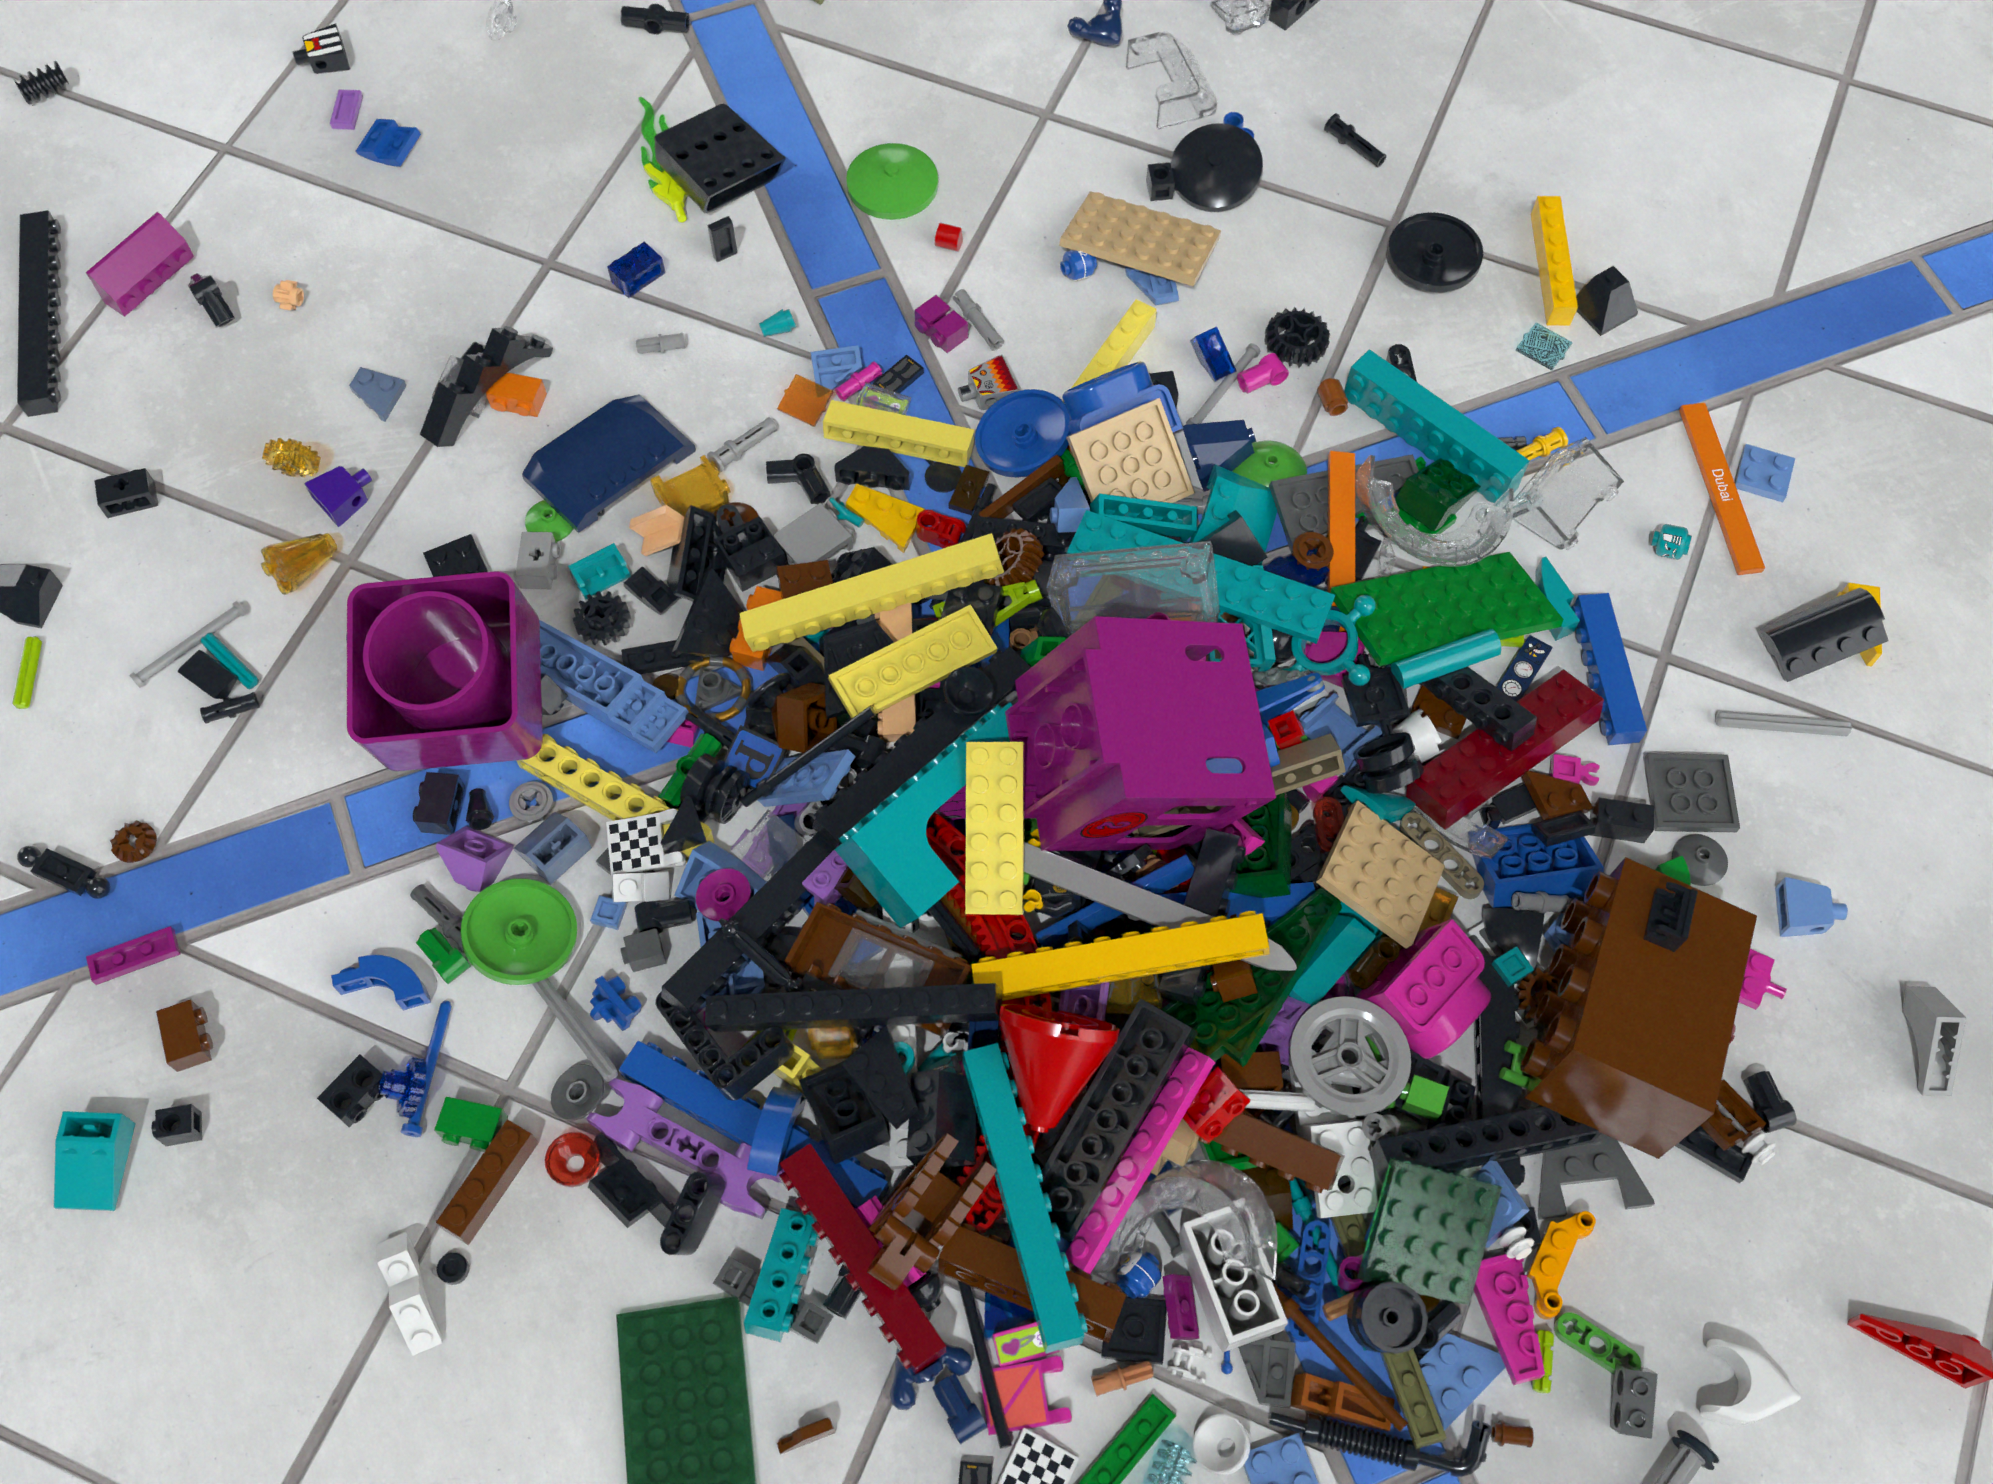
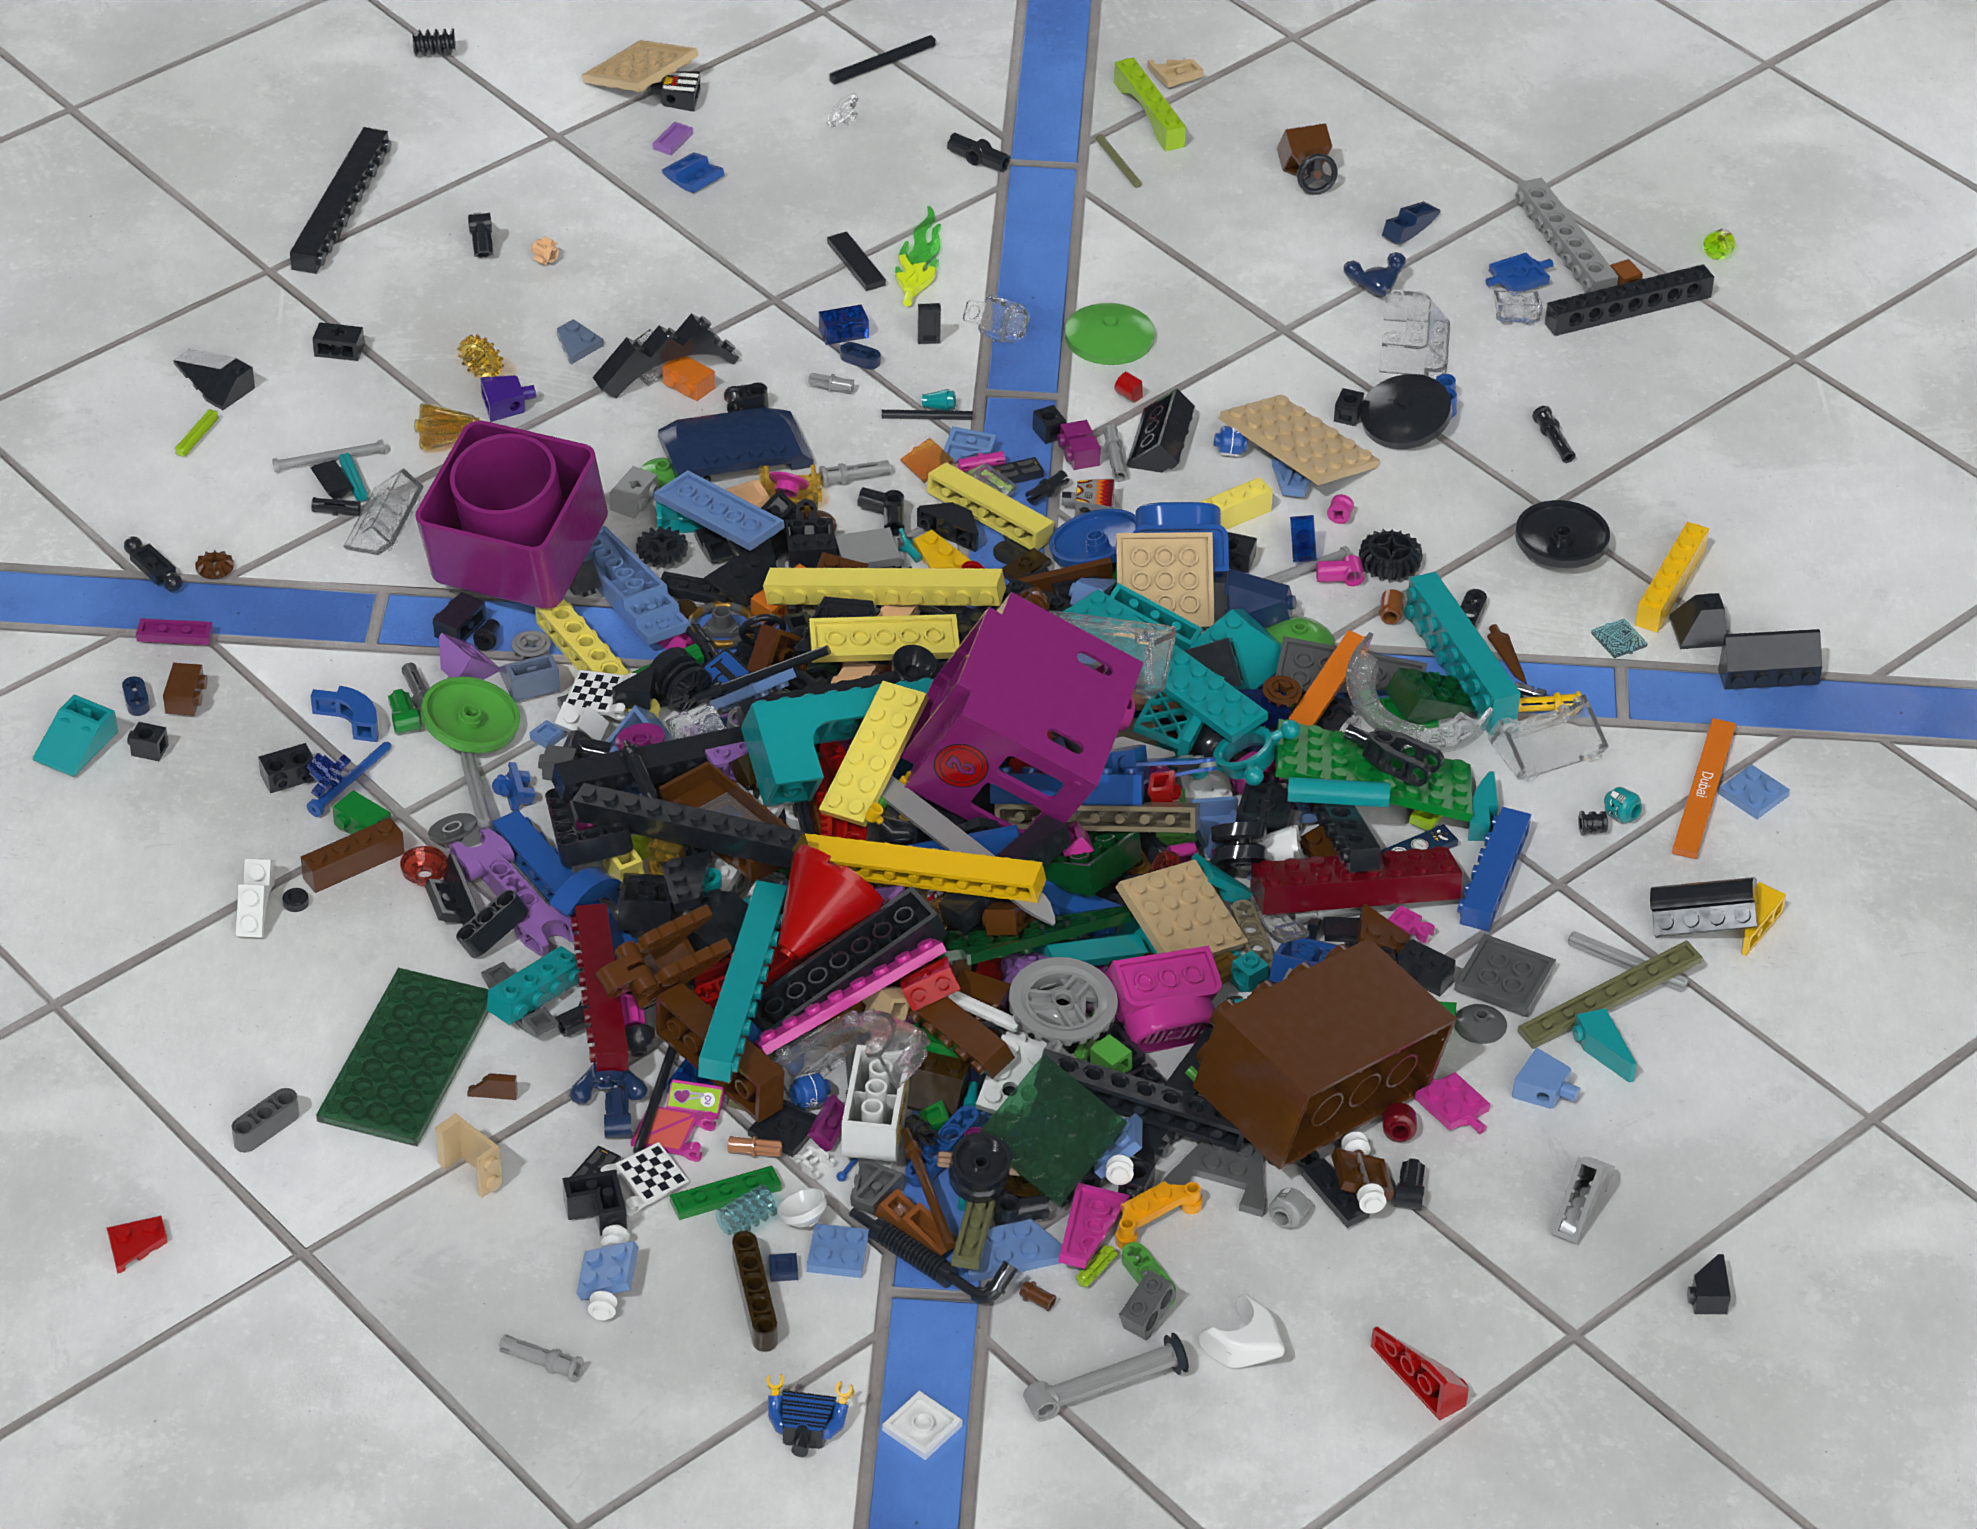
camera: 25 degrees right, 20 degrees down
(126, 1067) = (134, 696): none -> dark blue beam
(140, 264) = (438, 190): magenta slope -> none
(271, 37) = (640, 65): none -> tan plate
(289, 699) = (385, 514): none -> clear slope
(589, 397) = (747, 397): none -> black piece
(605, 188) = (856, 261): none -> black tile
(646, 559) = (719, 510): none -> medium blue plate
(670, 299) = (860, 355): none -> dark blue beam
(691, 491) = (788, 483): none -> dark pink piece
(717, 157) = (961, 264): black piece -> none
(773, 344) = (927, 414): none -> black bar
(785, 207) = (999, 318): none -> clear piece
(898, 310) = (1047, 423): none -> black brick
(938, 386) = (1047, 487): none -> black pin
(1008, 280) = (1161, 433): none -> black slope
(1221, 302) = (1340, 509): none -> dark pink wheel
(1453, 398) = (1504, 647): none -> reddish brown bar
(1456, 589) = (1385, 744): none -> black piece
(1470, 906) = (1248, 971): none -> teal brick
(1656, 573) = (1592, 822): none -> black bush
(1670, 916) = (1373, 979): black hinge -> none
(1680, 1192) = (1288, 1208): none -> light grey head
(1698, 321) = (1771, 659): none -> black slope
(1797, 775) = (1610, 993): none -> olive tile
(1826, 833) = (1604, 1042): none -> teal slope

